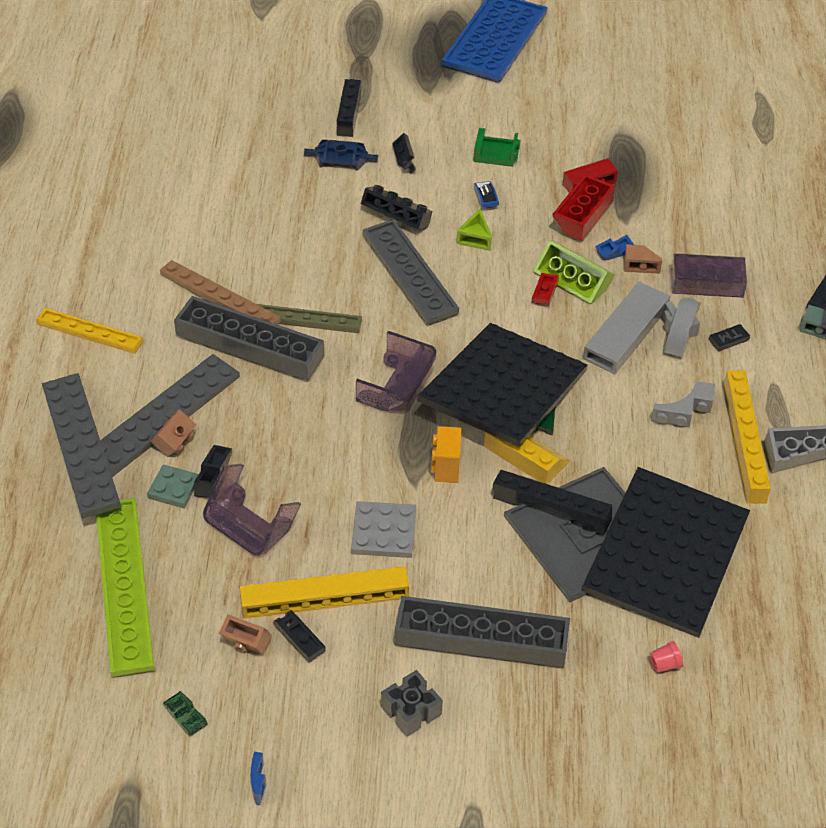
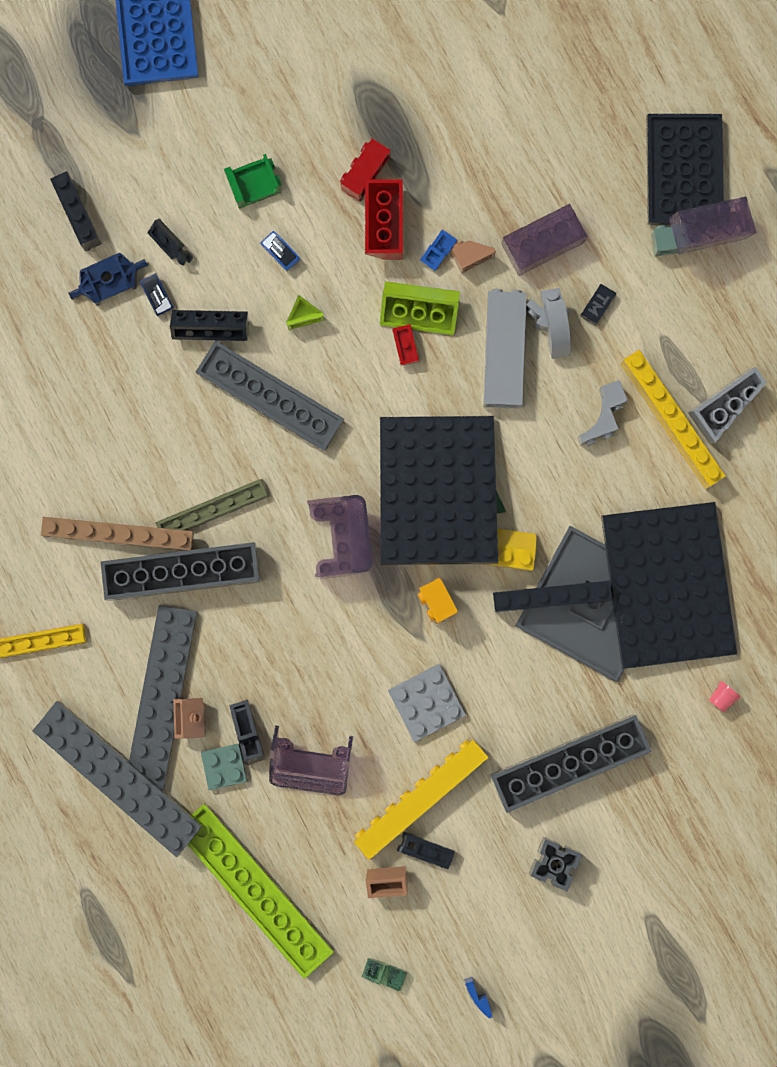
camera: 25 degrees left, 35 degrees up
(369, 176) = (156, 294): none -> slope

